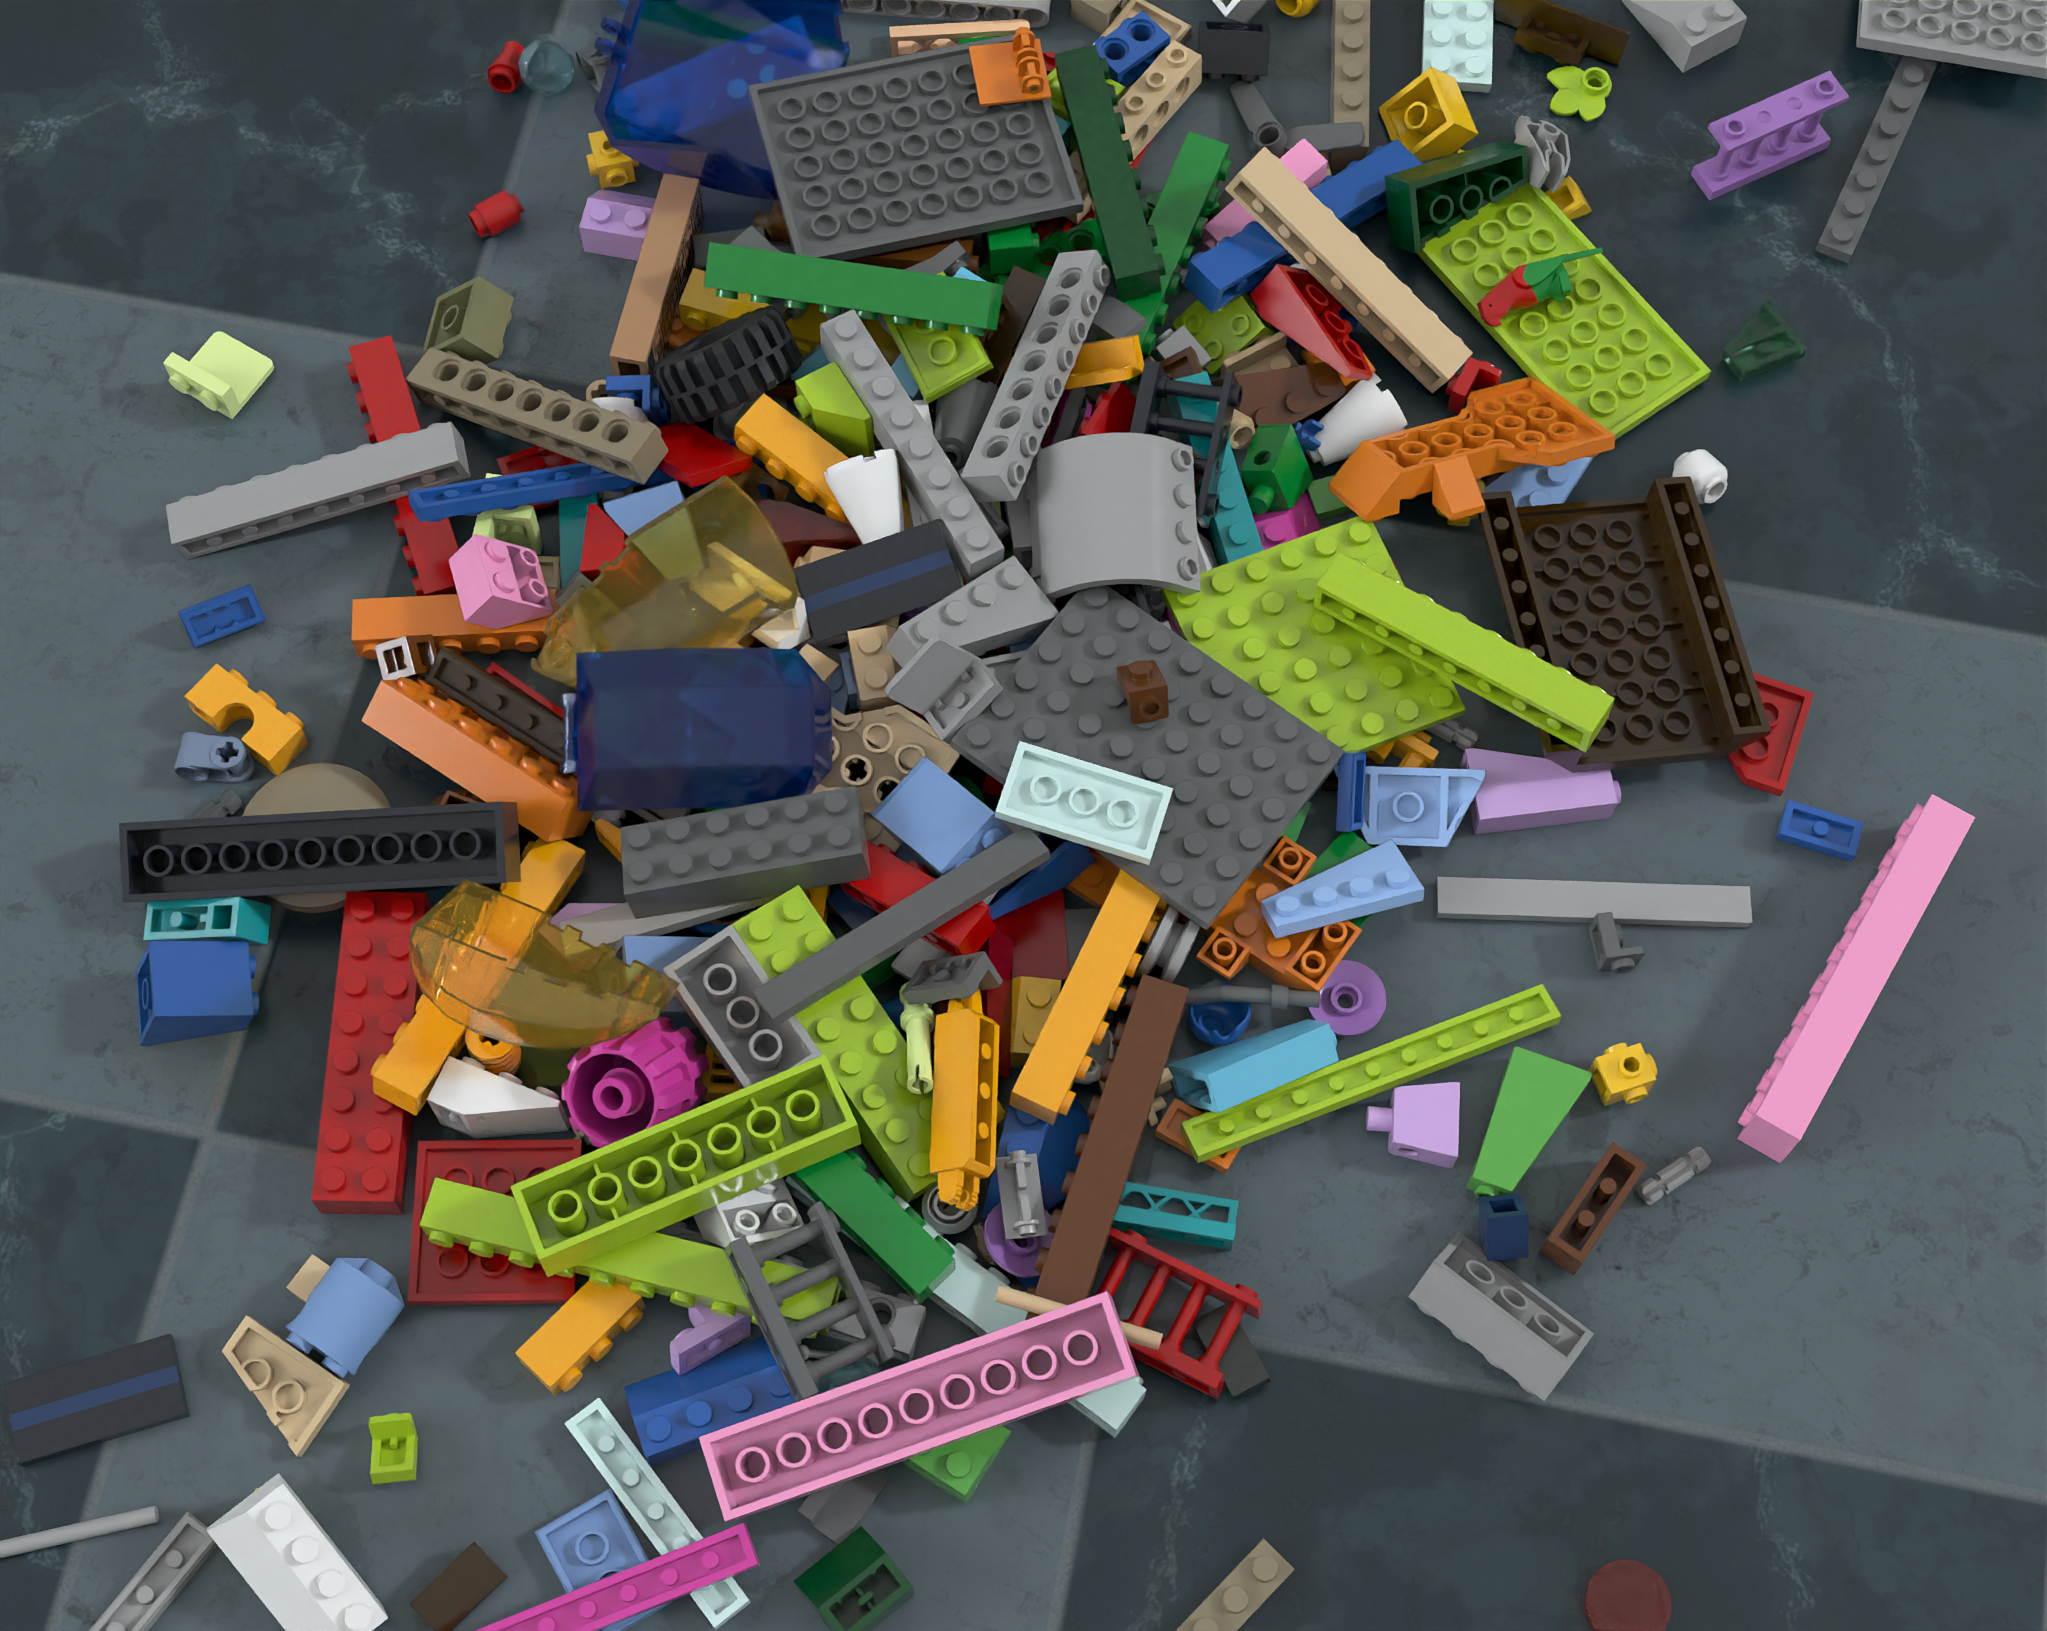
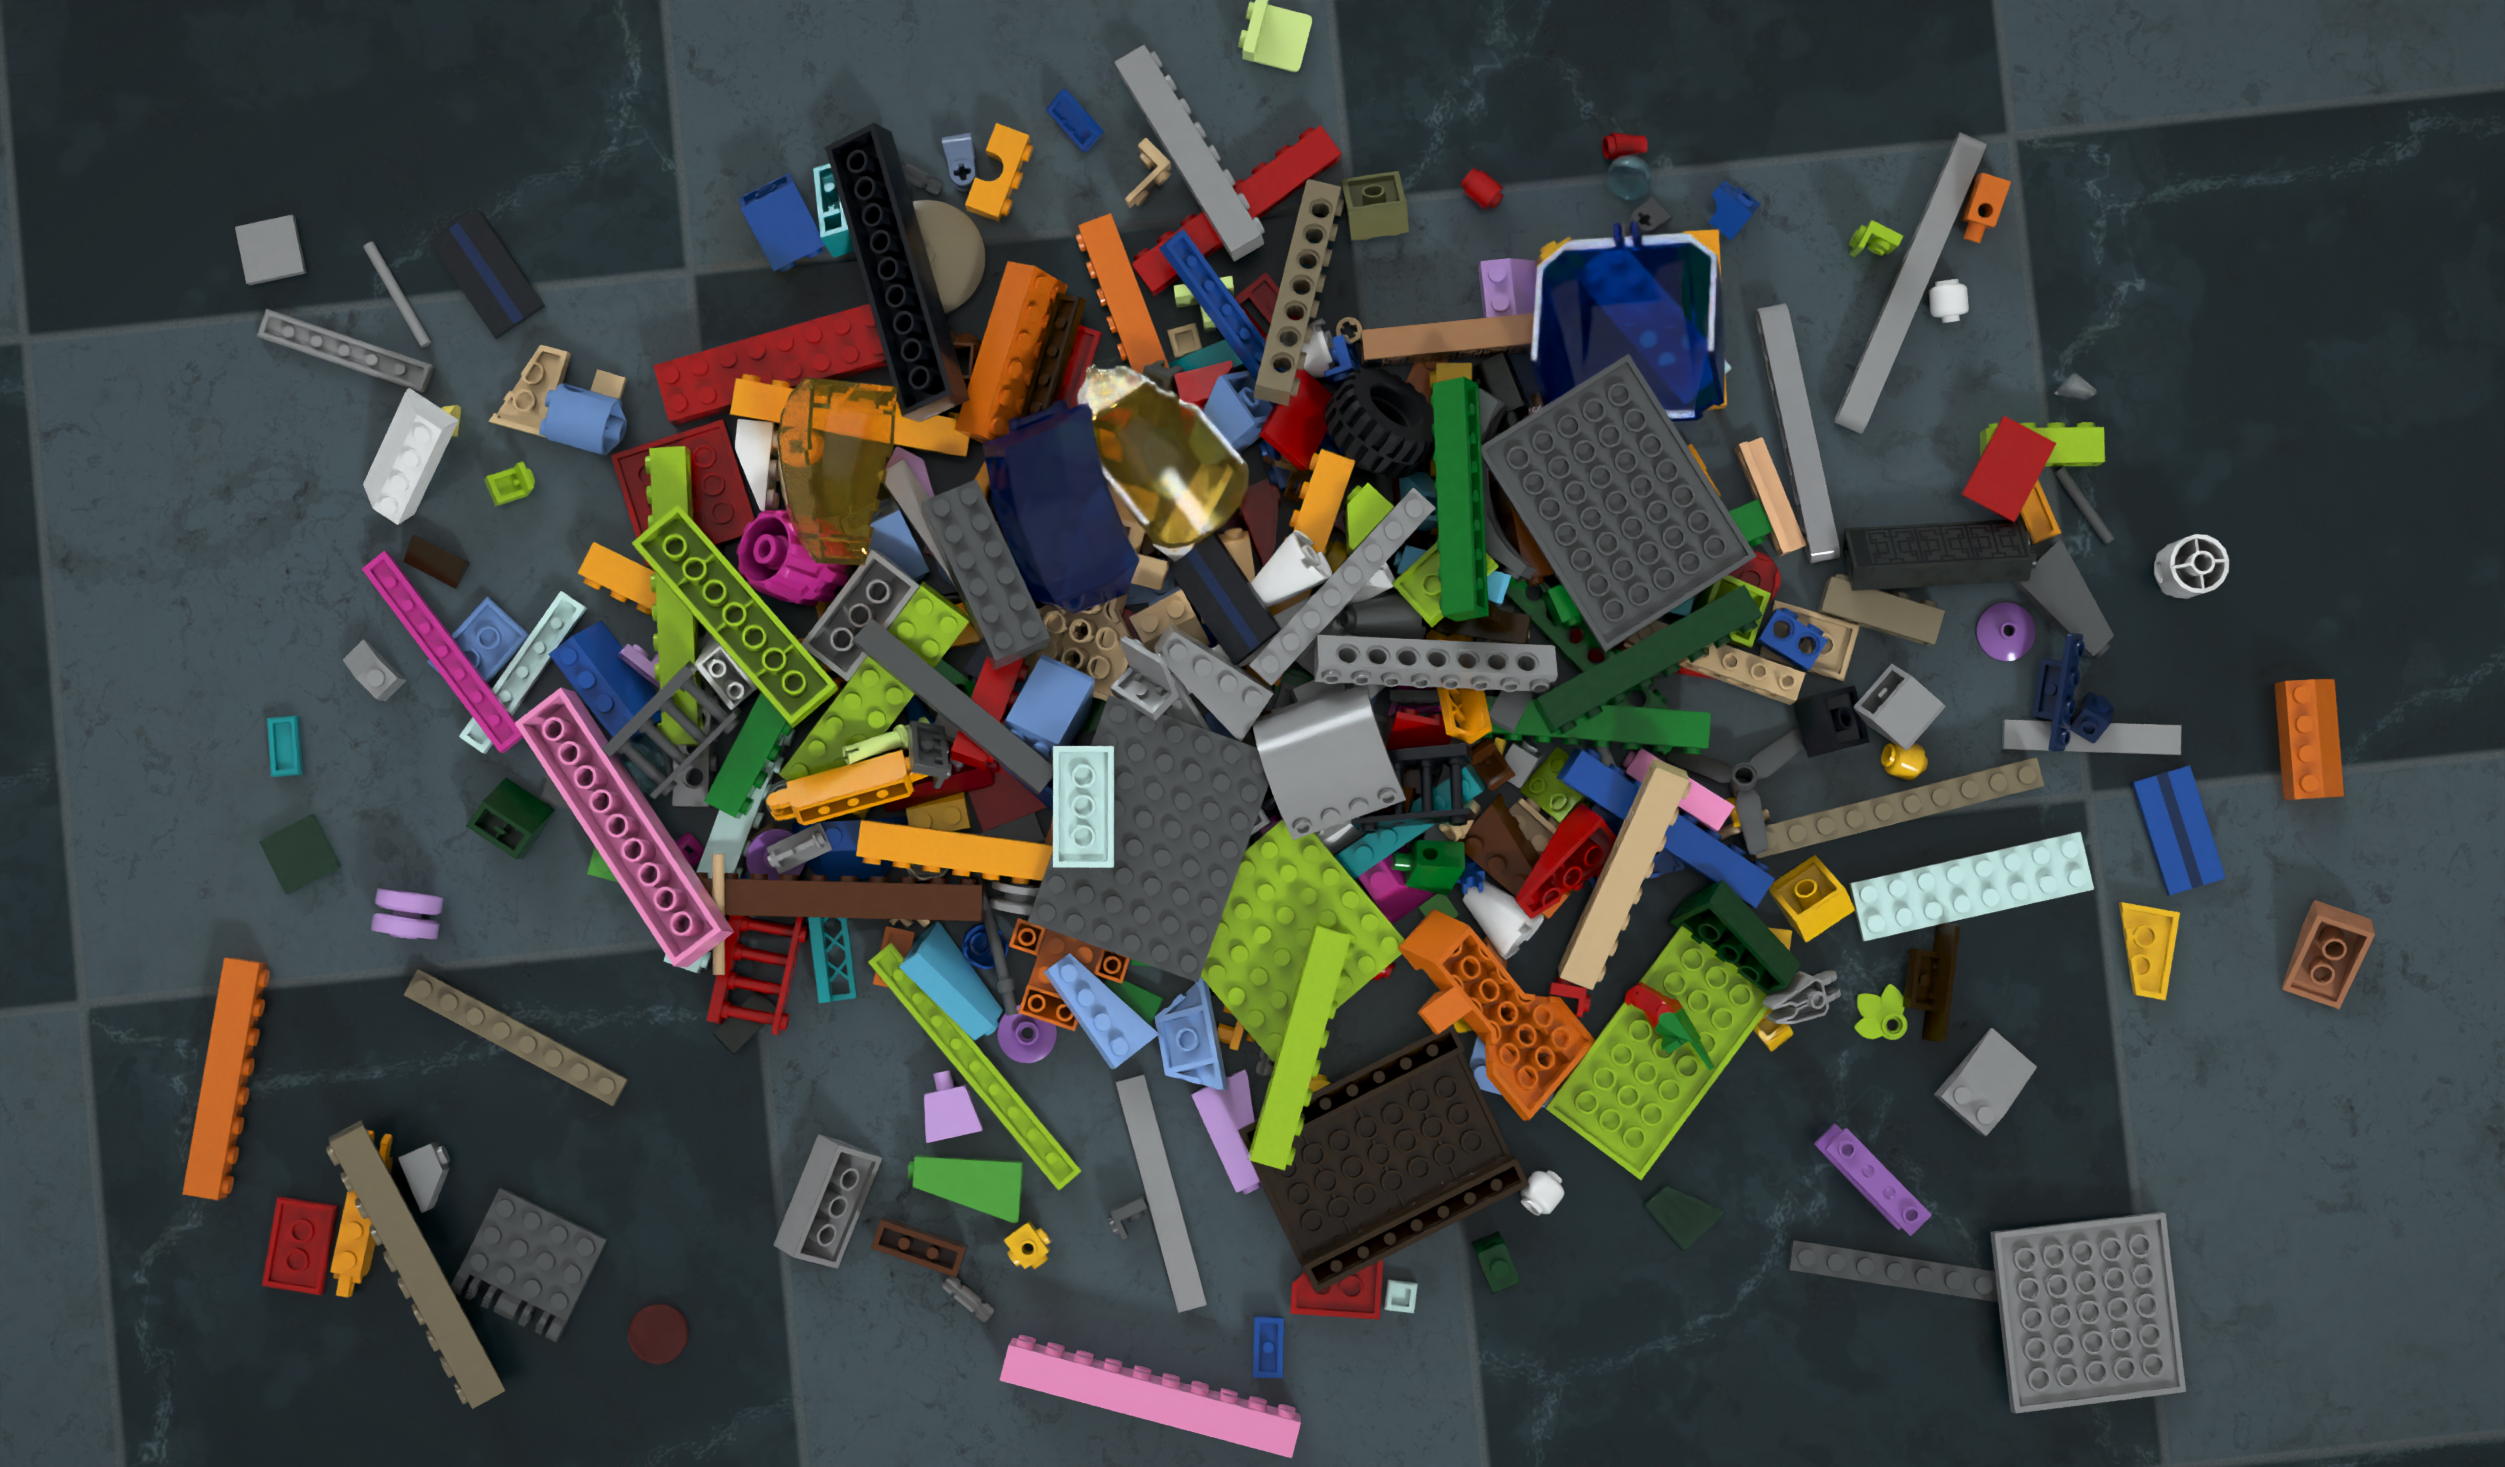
camera: 70 degrees right, 20 degrees up
(312, 538) = (1150, 157): none -> tan bracket
(406, 656) = (1071, 274): reddish brown brick -> none
(499, 583) = (1150, 318): bright pink slope -> none
(1010, 70) = (1707, 556): orange hinge -> none
(1144, 691) = (1188, 822): reddish brown bracket -> none
(1351, 791) = (1180, 994): blue tile -> none
(1503, 1227) = (887, 1187): dark blue brick -> none
(1775, 544) = (1496, 1262): none -> dark green torso
(1789, 666) = (1400, 1296): none -> light aqua tile

